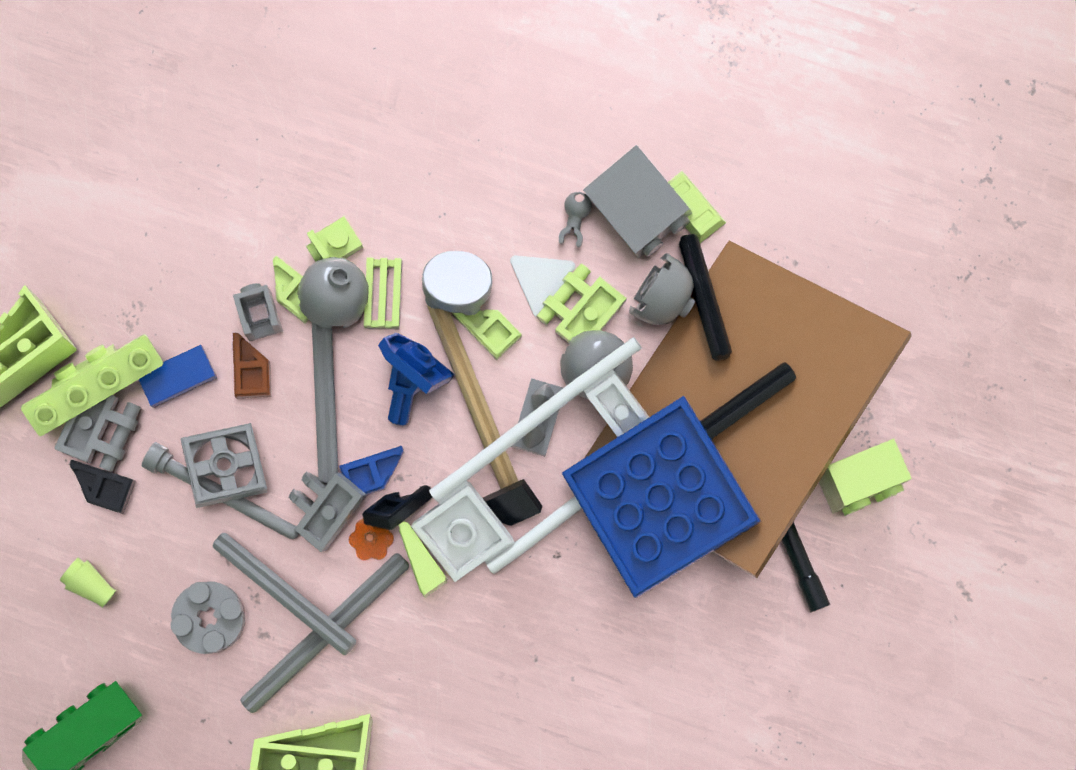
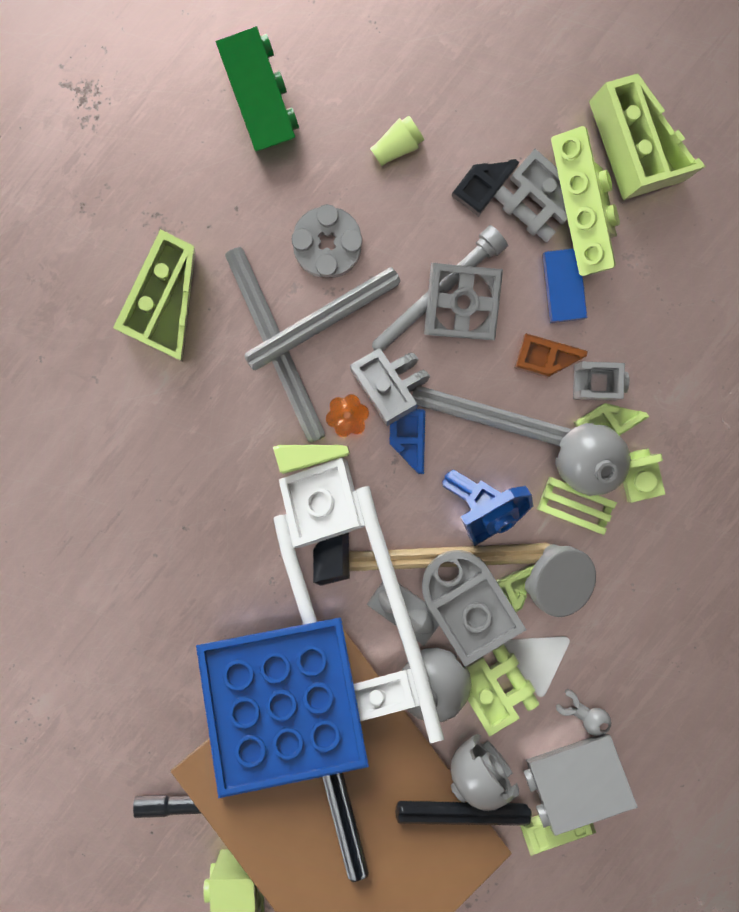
camera: 115 degrees right, 10 degrees up
(393, 509) = (365, 446): black tile -> none
(511, 357) = (470, 607): none -> light grey plate

